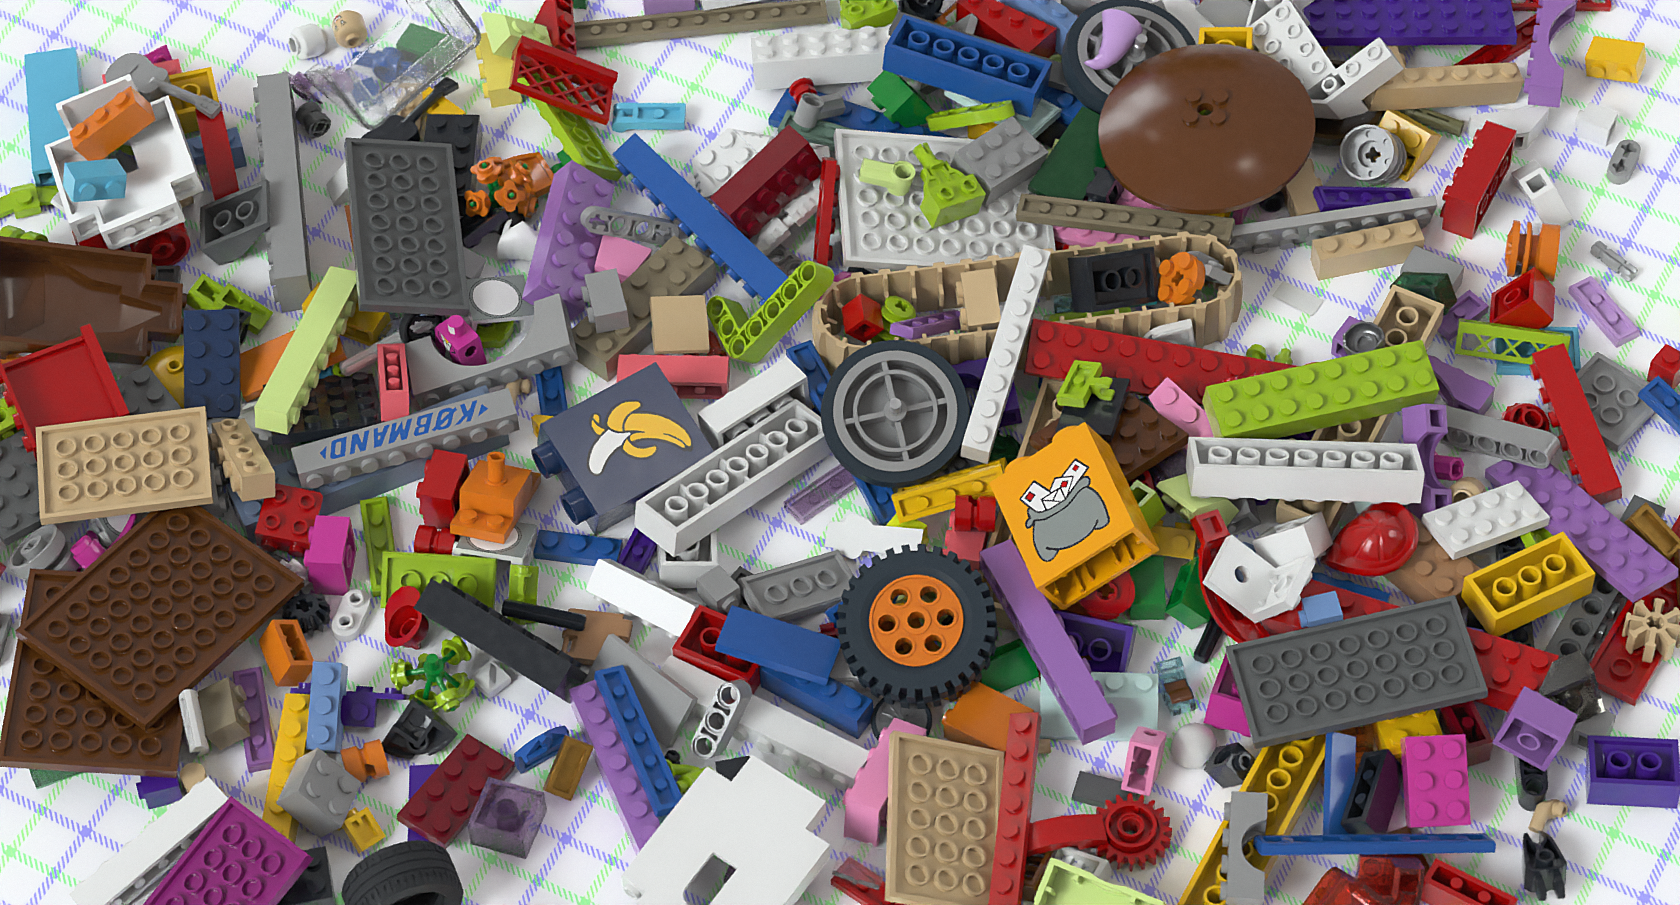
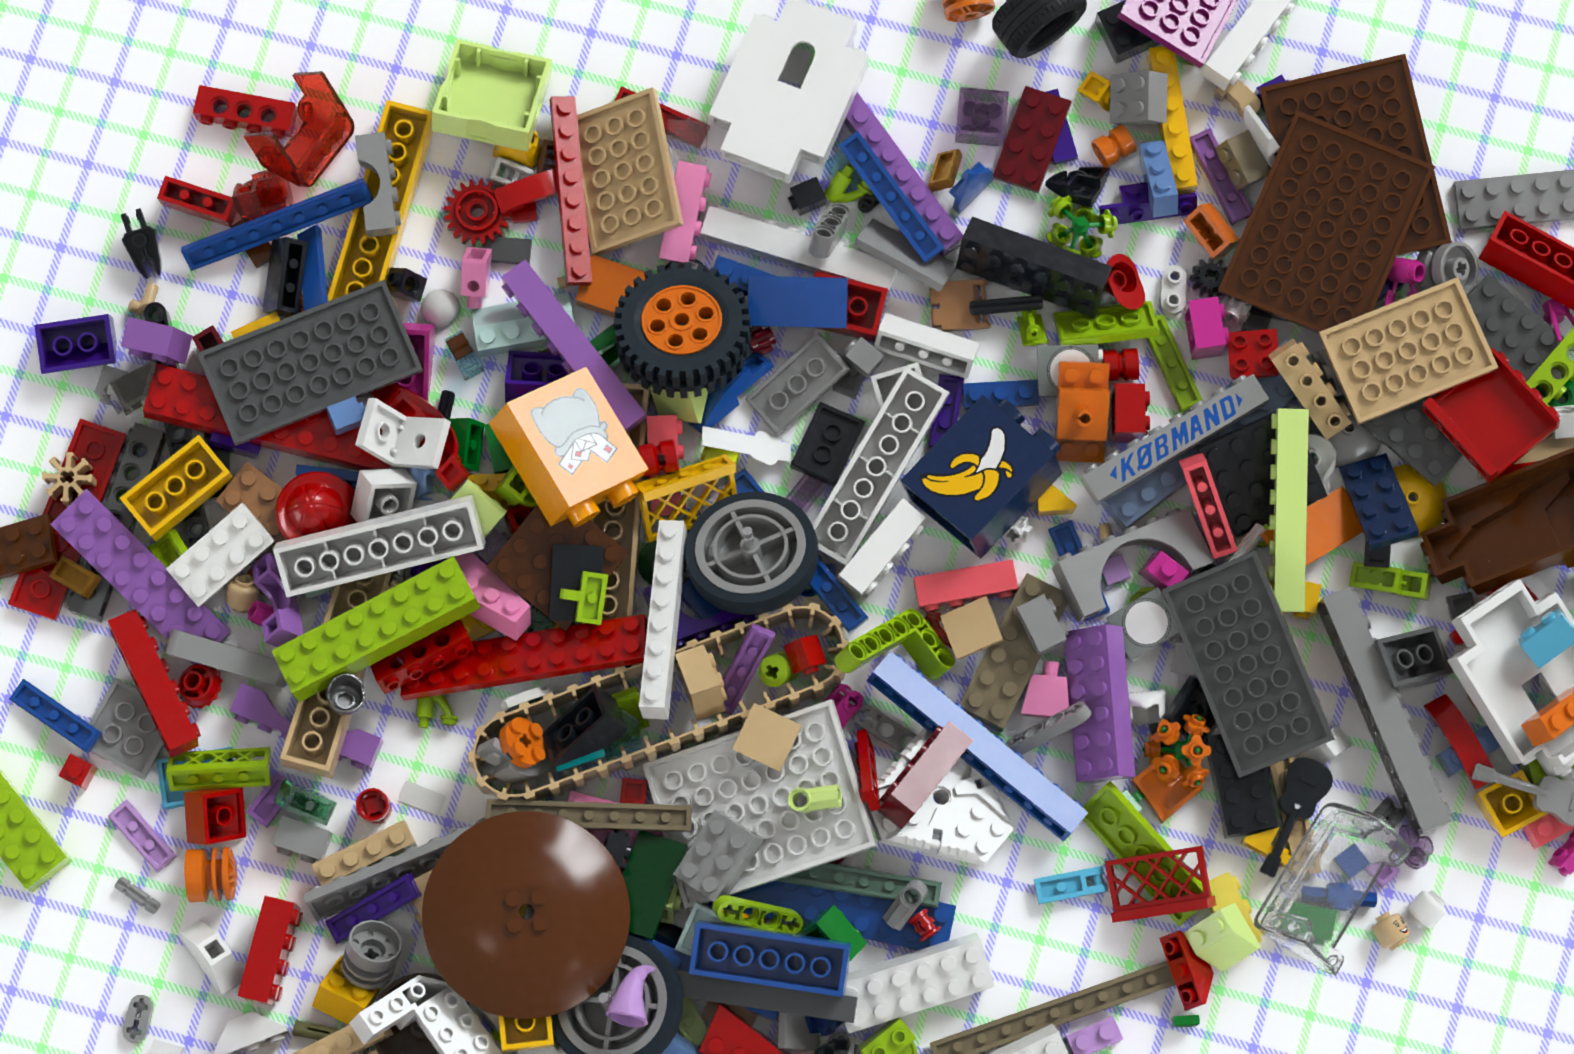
camera: 165 degrees right, 25 degrees up
(783, 529) = (827, 444): none -> black tile
(922, 241) = (767, 737): none -> tan slope
(946, 190) = (755, 800): lime brick -> none
(1350, 286) = (373, 806): none -> red wheel
(1435, 781) = (235, 293): dark pink brick -> none

